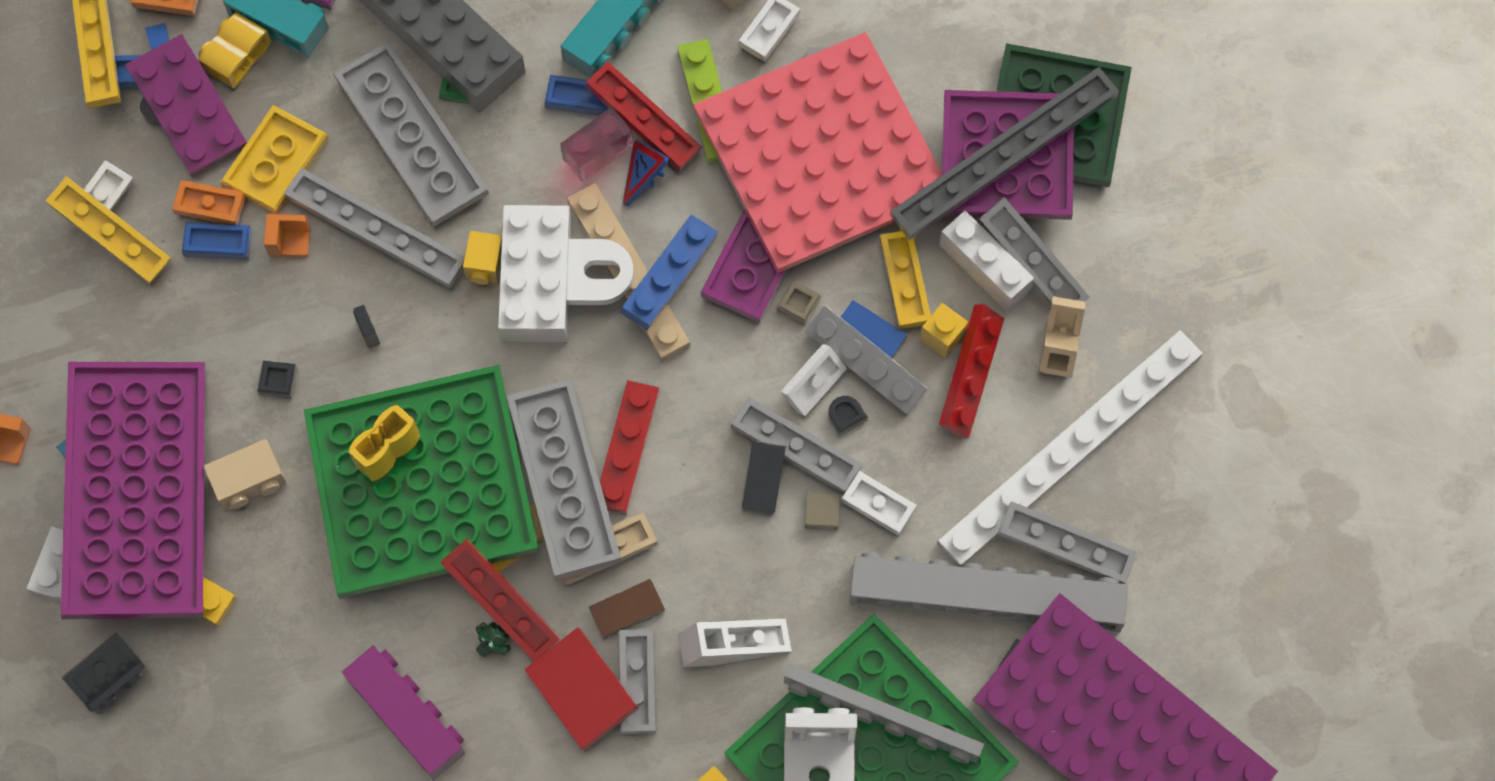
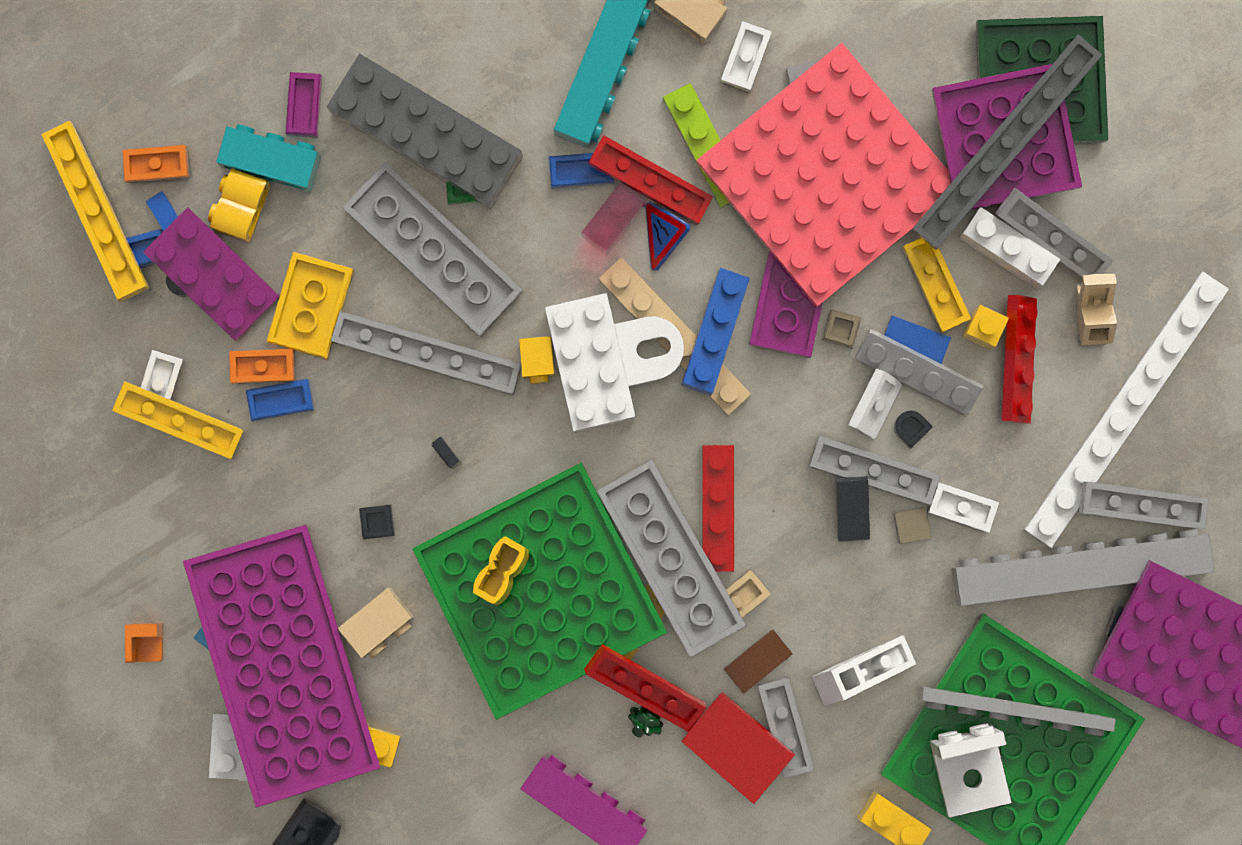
camera: 10 degrees left, 15 degrees up
(287, 235) = (346, 381): orange panel -> none

